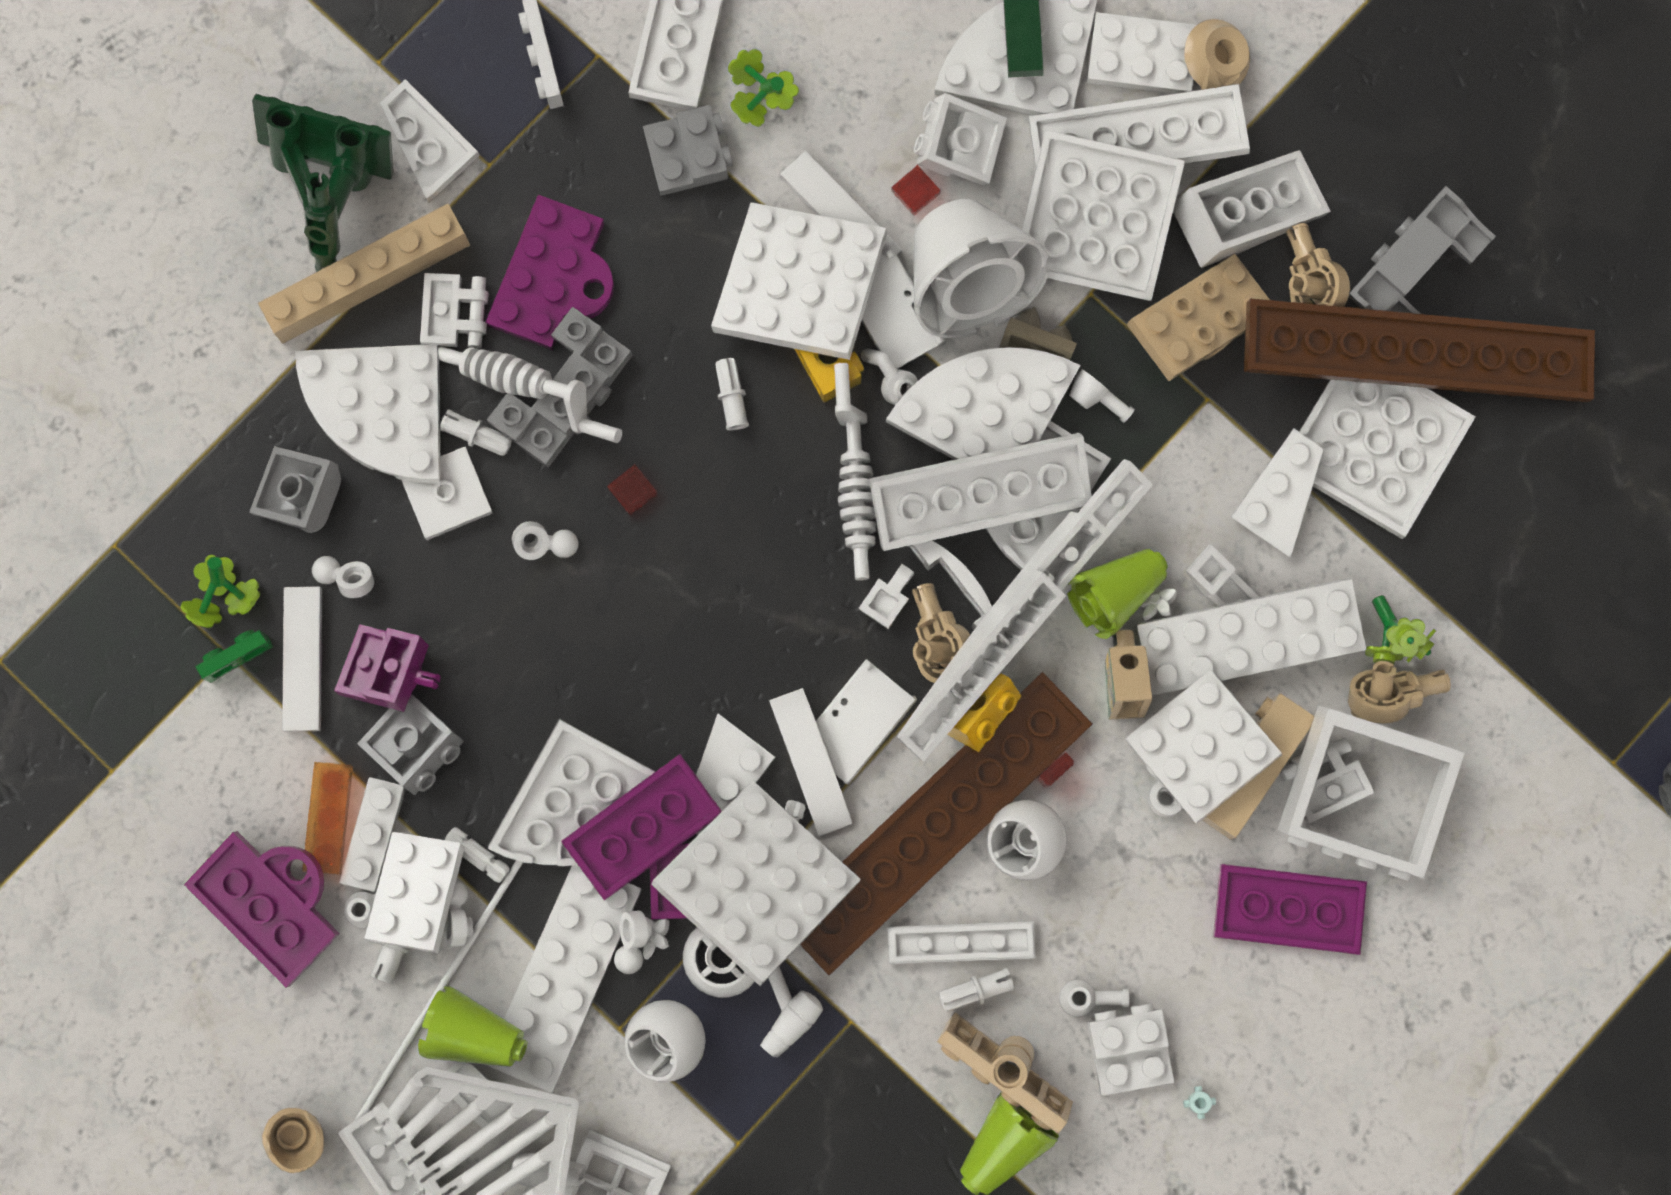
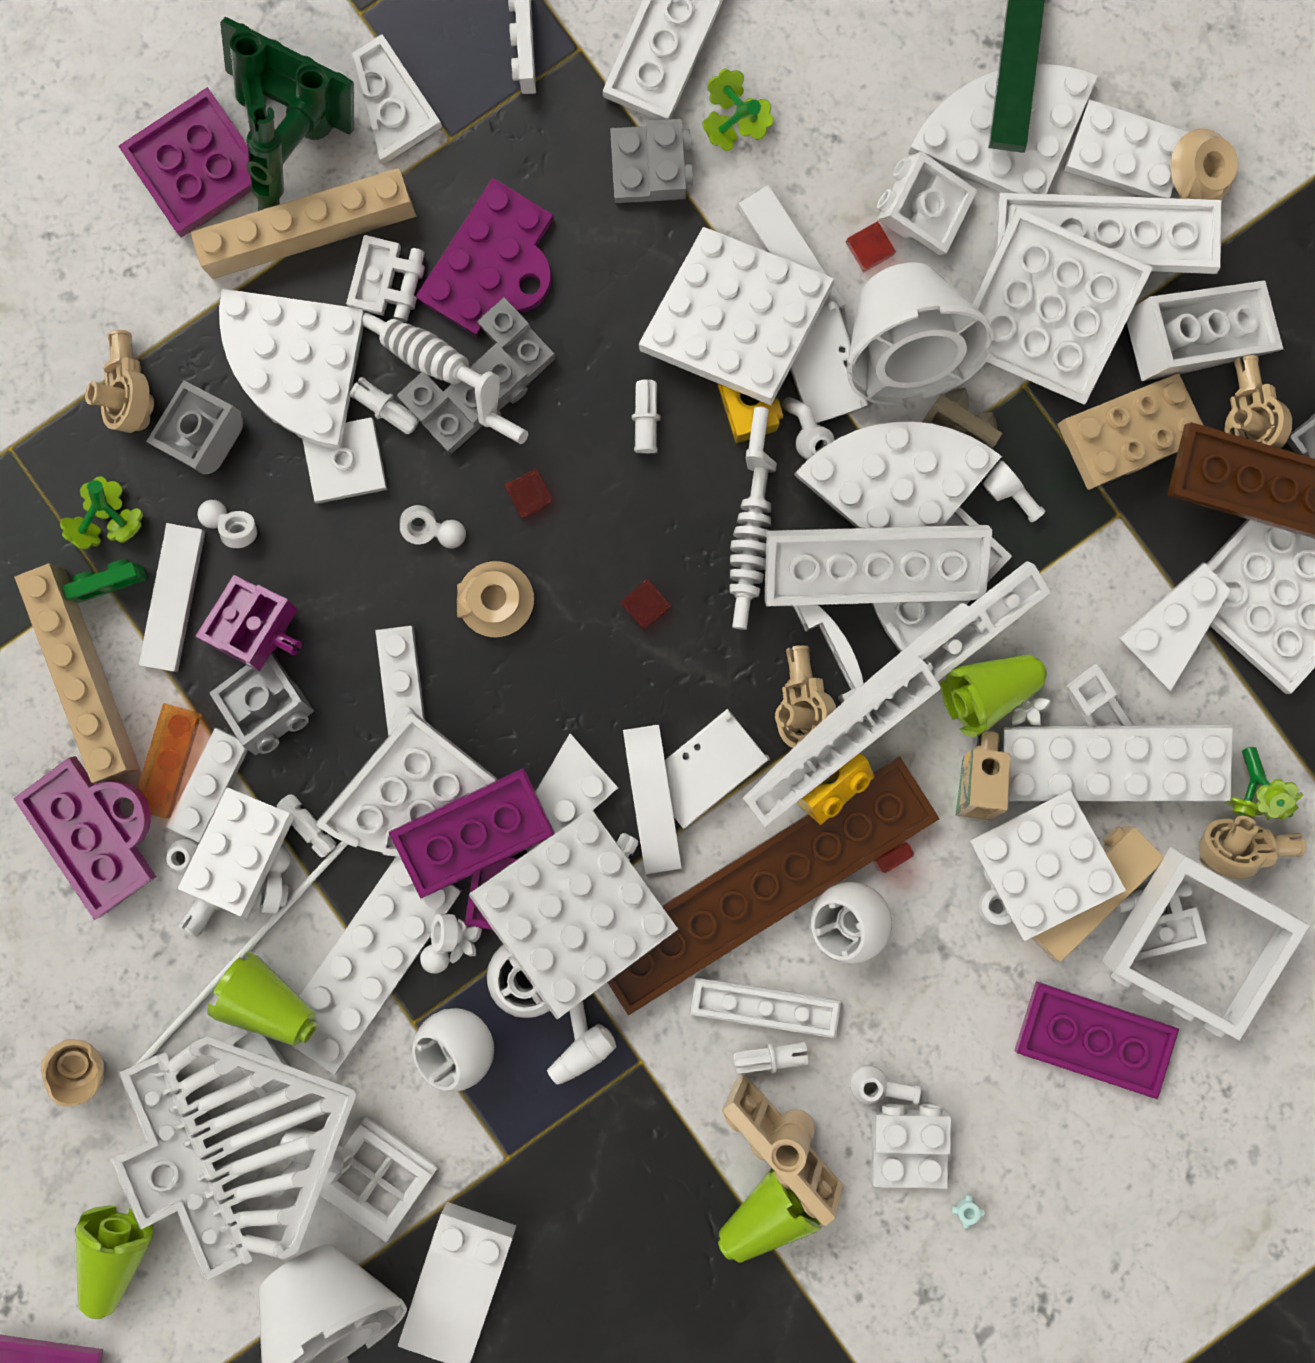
camera: 15 degrees right, 5 degrees up
(218, 465) = (126, 394): none -> tan pin
(224, 750) = (77, 674): none -> tan brick
(243, 235) = (191, 162): none -> magenta plate
(539, 689) = (399, 674): none -> white plate
(619, 598) = (495, 599): none -> tan piece
(766, 574) = (645, 604): none -> clear red tile
(886, 600) = (758, 654): white plate -> none

